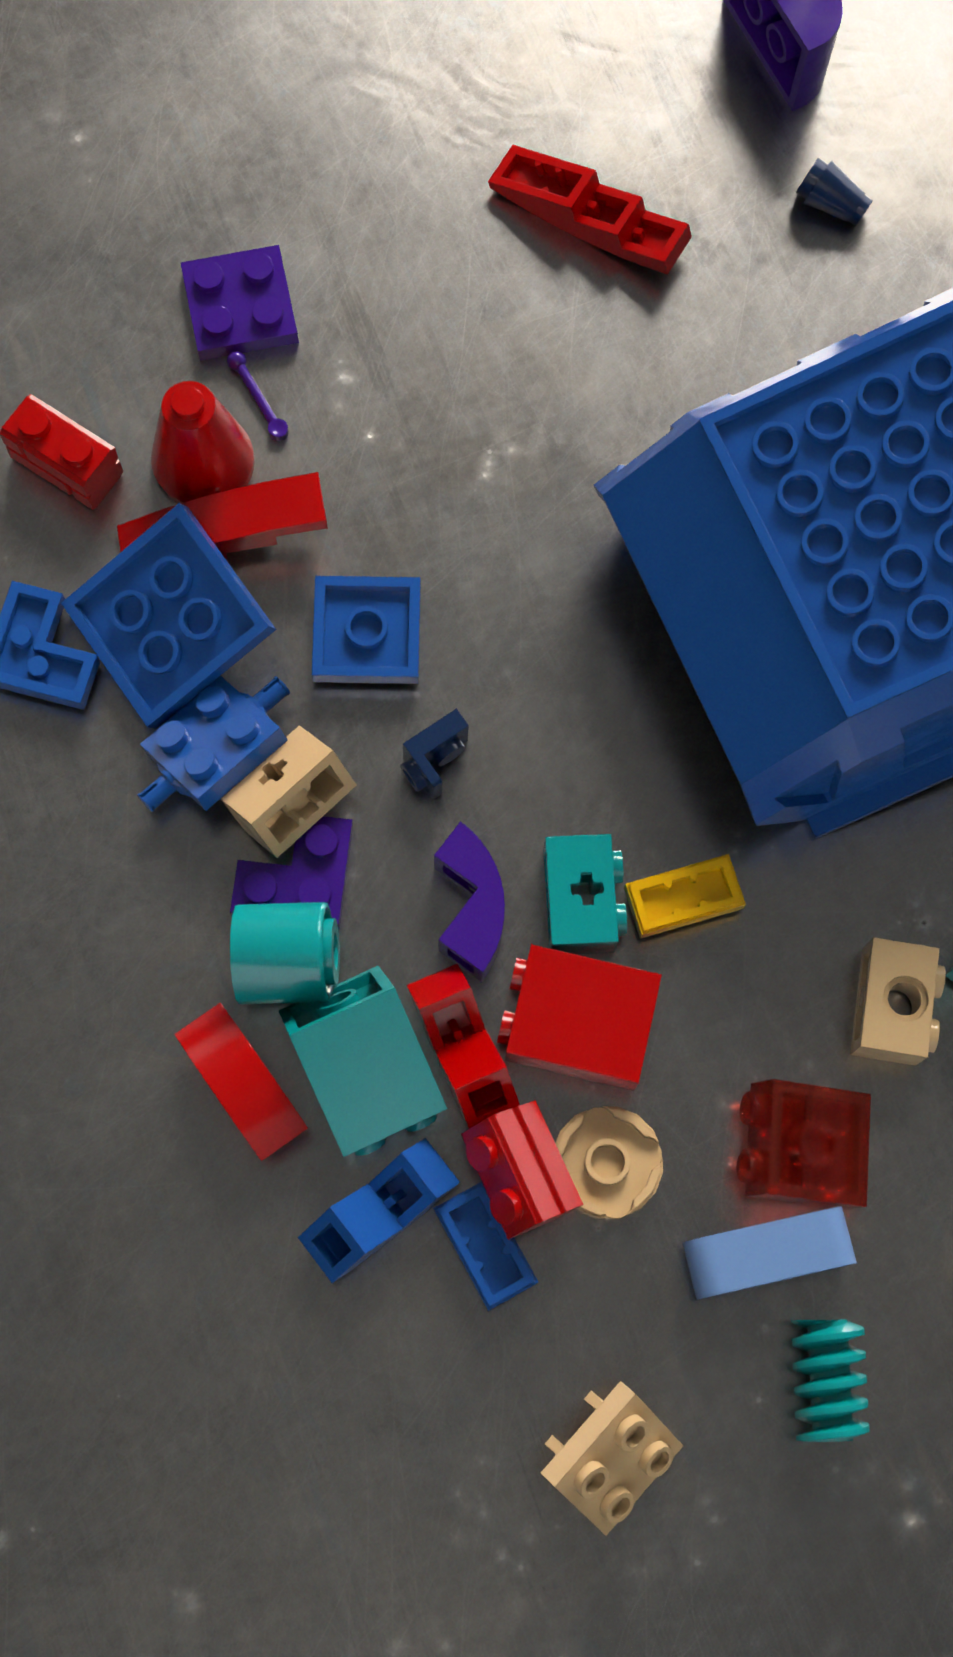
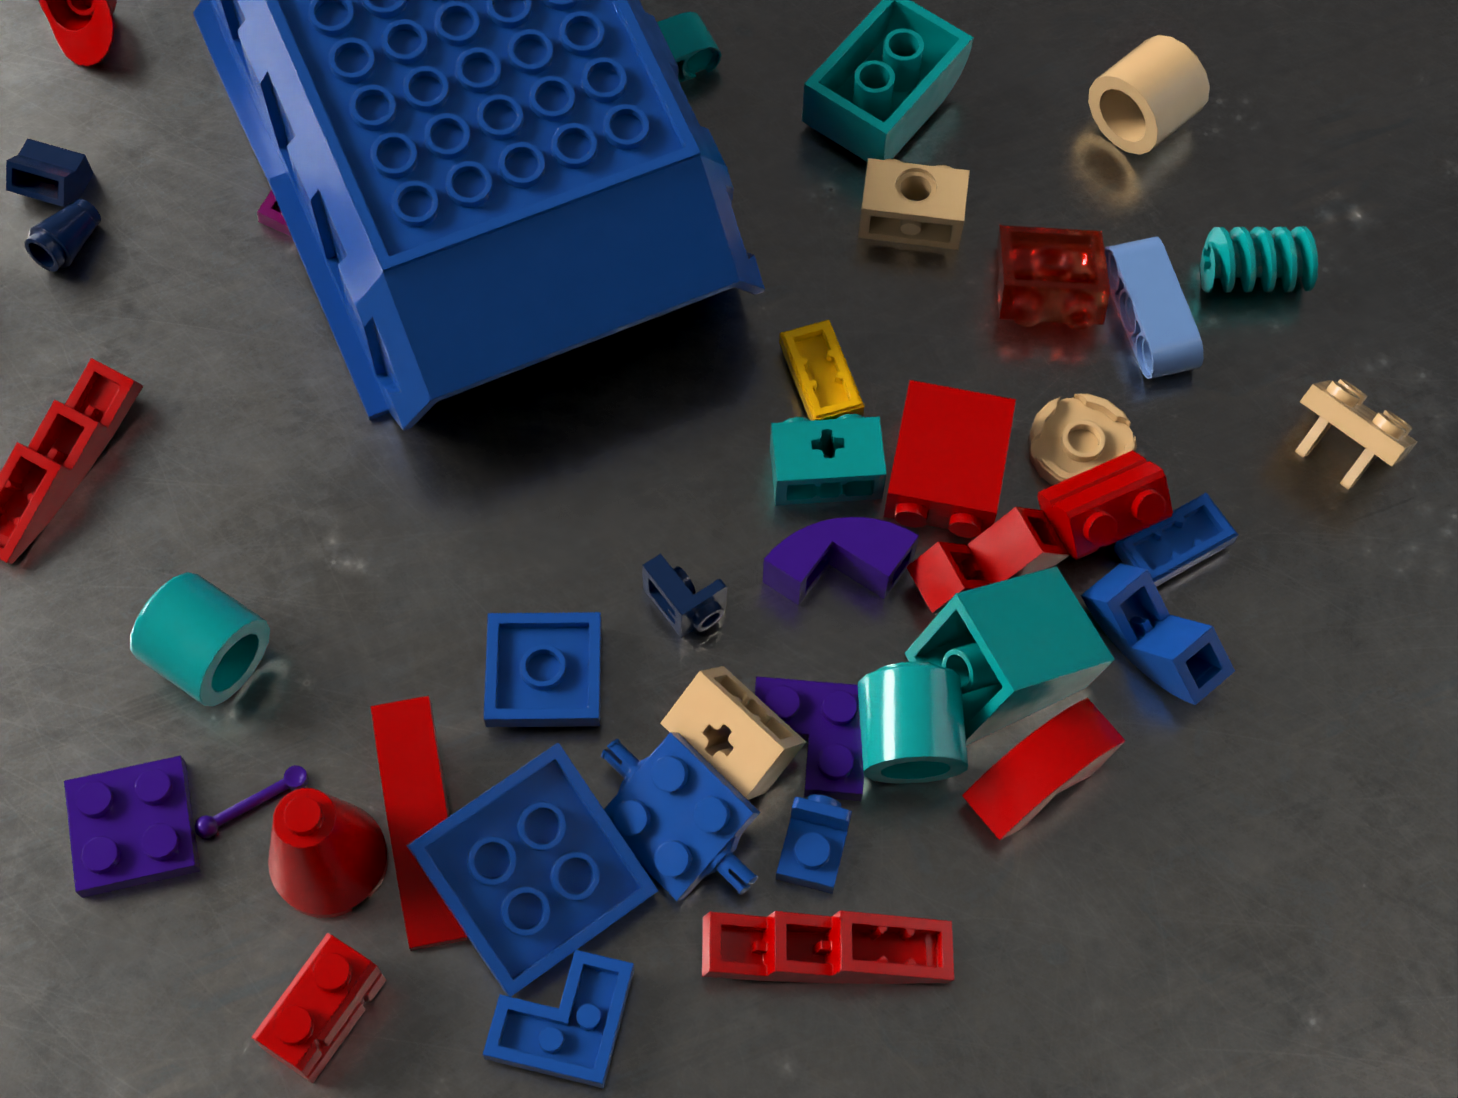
camera: 90 degrees left, 10 degrees down
(85, 876) = (827, 948): none -> red slope
(185, 867) = (814, 843): none -> blue bracket
(396, 333) = (199, 638): none -> teal piece
(902, 173) = (48, 173): none -> dark blue piece

